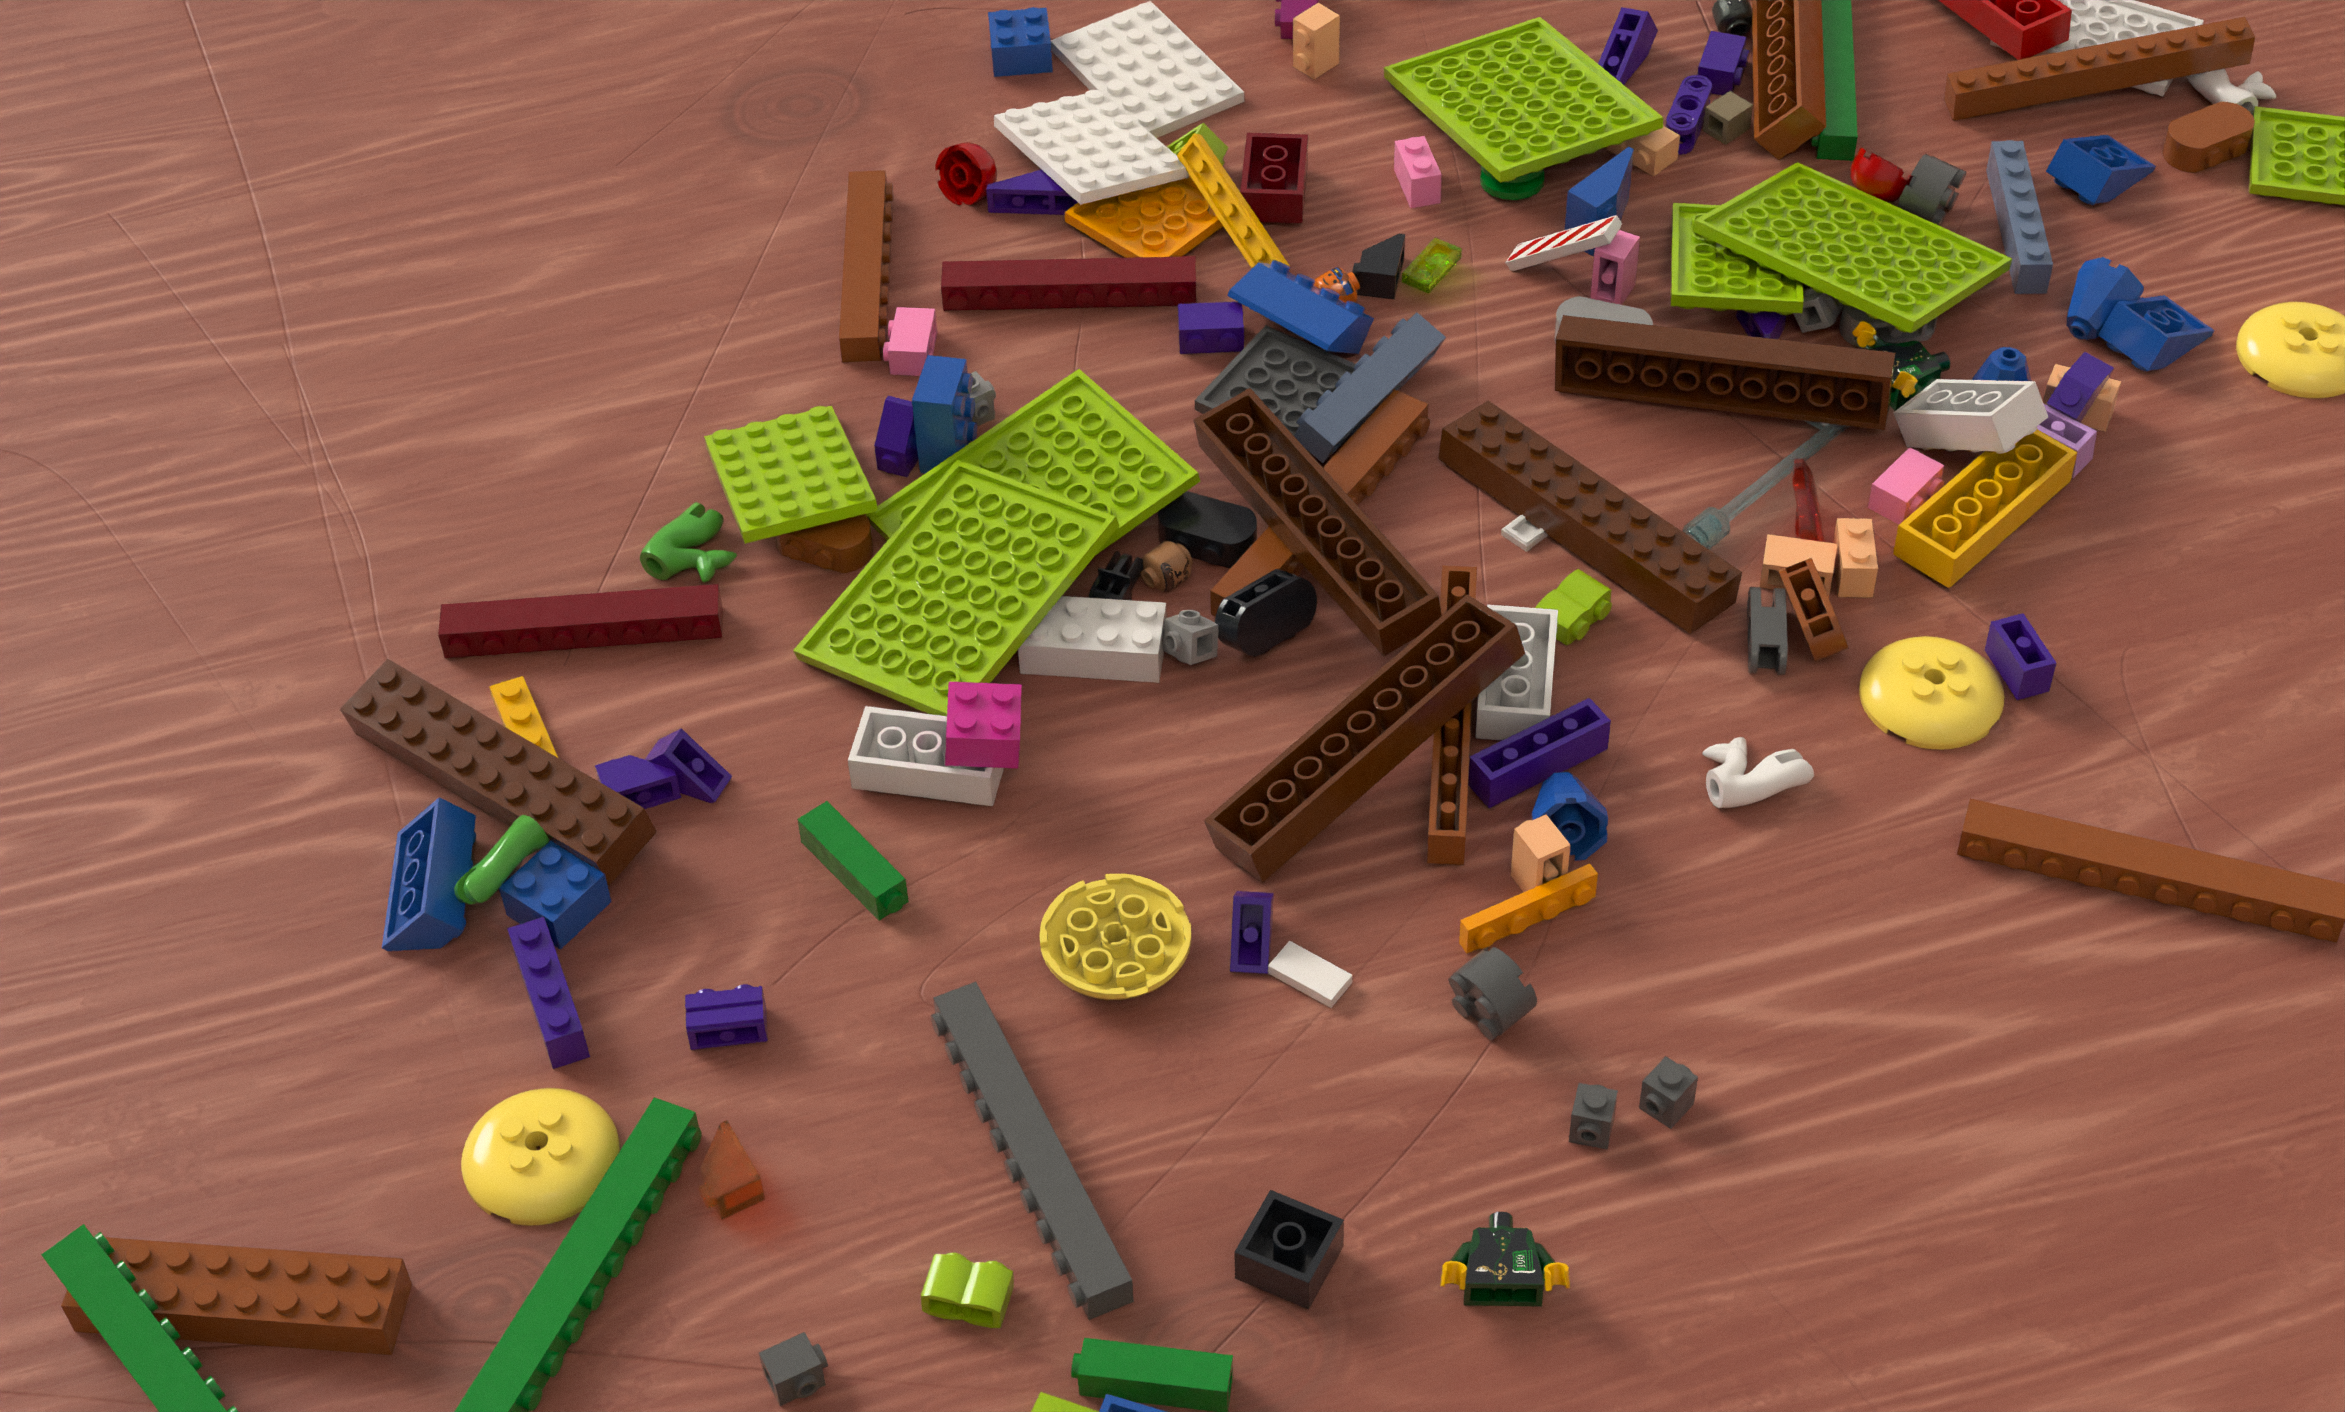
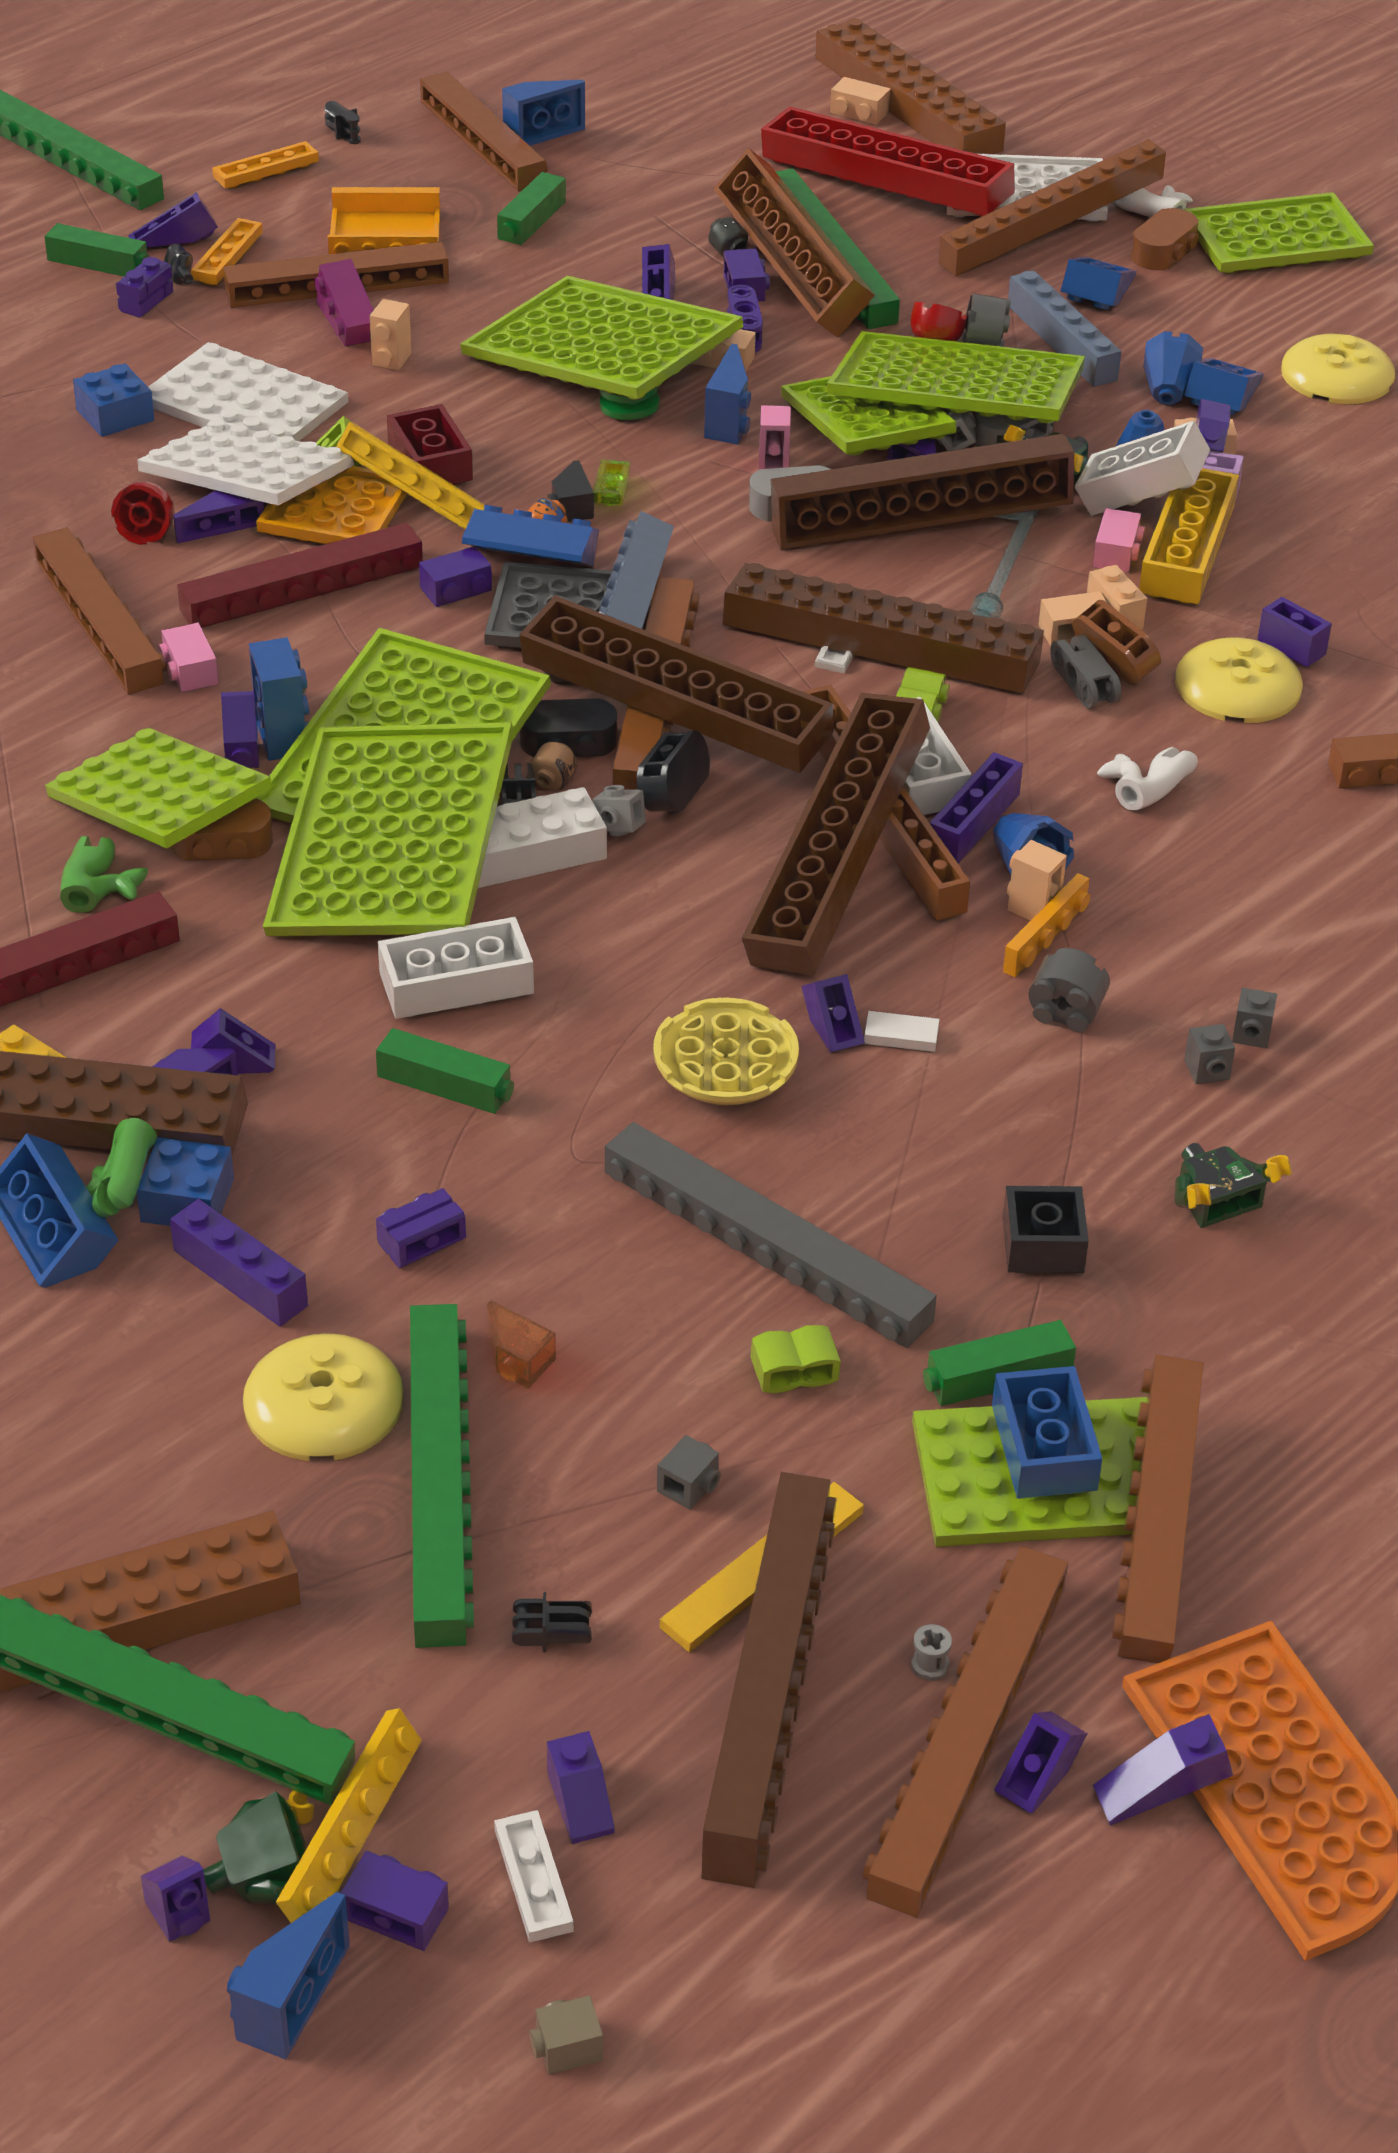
camera: 30 degrees left, 5 degrees down
(983, 725) = (506, 917): dark pink brick -> none
(1417, 172) = (549, 414): bright pink brick -> none
(1564, 243) = (723, 431): white tile -> none
(1727, 117) = (779, 313): dark tan brick -> none
(1808, 517) = (1052, 571): clear red slope -> none

